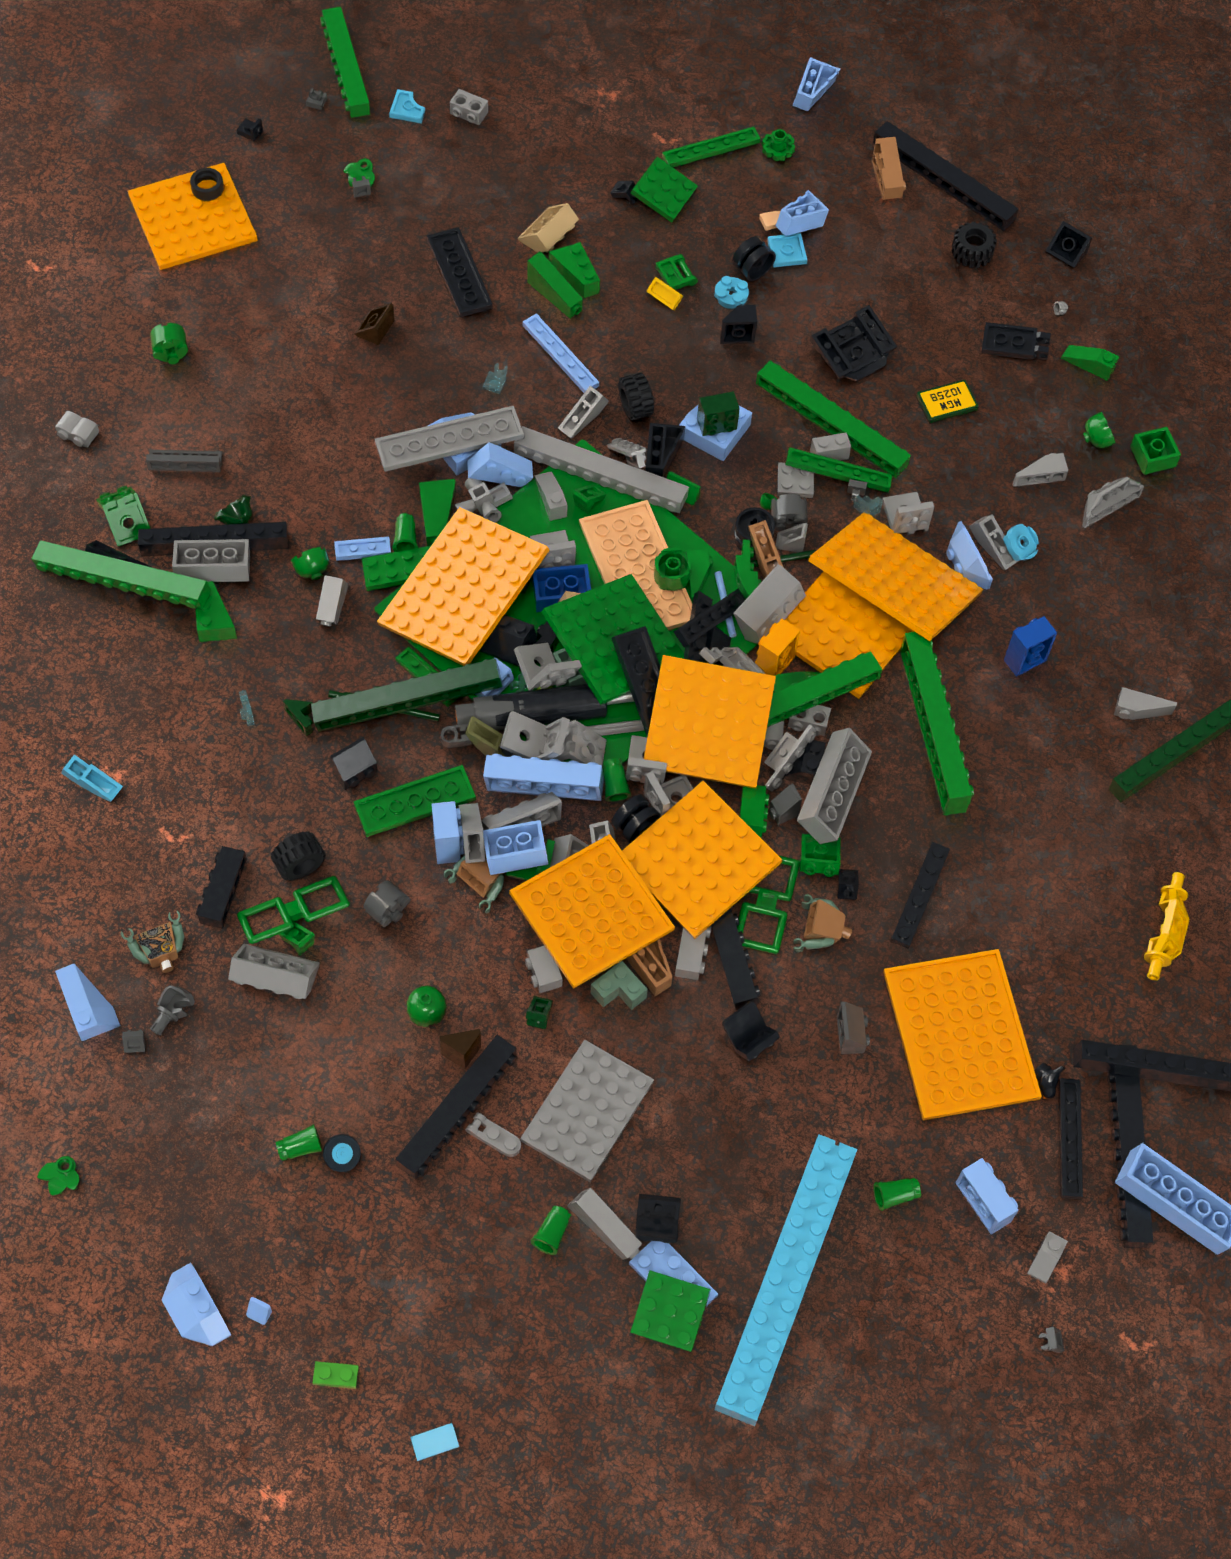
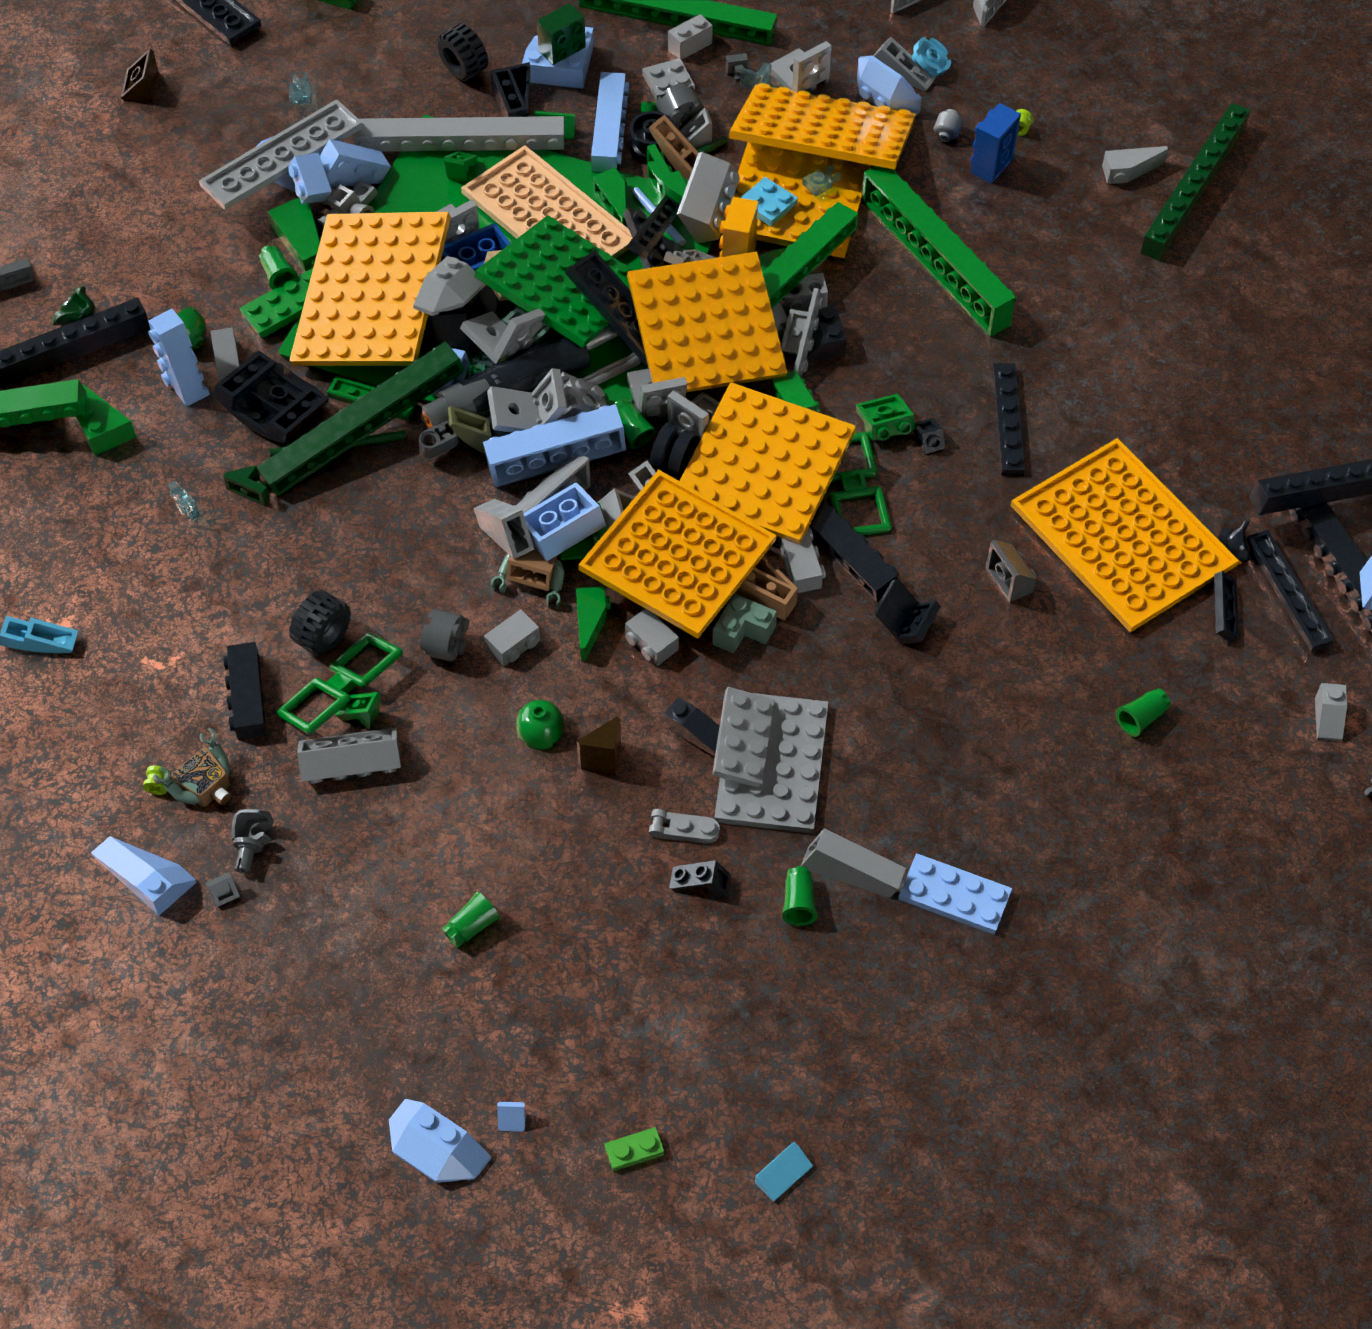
camera: 20 degrees left, 5 degrees down
(59, 1178) = (203, 1072): green plate -> none
(124, 928) = (152, 787): none -> lime wheel
(212, 559) = (85, 358): light grey brick -> none
(289, 589) = (177, 357): none -> light blue wedge
(341, 1153) = (523, 911): black wheel -> none
(349, 646) = (269, 397): none -> black slope
(353, 764) = (335, 510): black slope -> none
(361, 548) = (234, 298): light blue plate -> none
(413, 800) = (420, 524): green plate -> none
(438, 926) = (512, 638): none -> light grey brick
(447, 832) = (476, 536): light blue brick -> none
(456, 1107) = (627, 814): black brick -> none
(460, 469) = (309, 178): none -> light blue brick
(487, 1182) = (701, 874): none -> black bracket
(506, 932) = (591, 616): none -> green slope
(517, 612) = (447, 287): none -> light grey wedge
(539, 1012) = (668, 684): dark green slope -> none
(542, 1063) = (692, 725): none -> black slope
(551, 496) = (420, 176): light grey slope -> none
(560, 353) = (358, 43): light blue plate -> none
(570, 1083) = (743, 737): none -> light grey plate
(583, 412) = (412, 87): light grey slope -> none
(633, 452) = (485, 104): light grey bracket -> none
(657, 1218) = (907, 835): black bracket -> none
(670, 1311) = (972, 925): green plate -> none
(672, 569) = (588, 197): green brick -> none
(725, 503) = (609, 122): none -> light blue brick
(785, 805) = (826, 380): dark grey slope -> none
(785, 1281) = (1077, 848): medium azure piece -> none
(817, 626) = (772, 200): none -> medium azure plate
(823, 924) = (926, 481): medium nougat torso -> none
(834, 786) = (868, 342): light grey brick -> none
(837, 469) = (707, 52): green plate -> none
(869, 624) = (821, 181): none -> clear light blue plate
(987, 1195) = (1239, 675): light blue brick -> none
(1004, 611) = (948, 125): none -> light grey head
(1010, 1131) = (1226, 607): none -> black plate
(1067, 631) = (1025, 121): none -> lime wheel
(1173, 929) = (1282, 373): yellow plate -> none

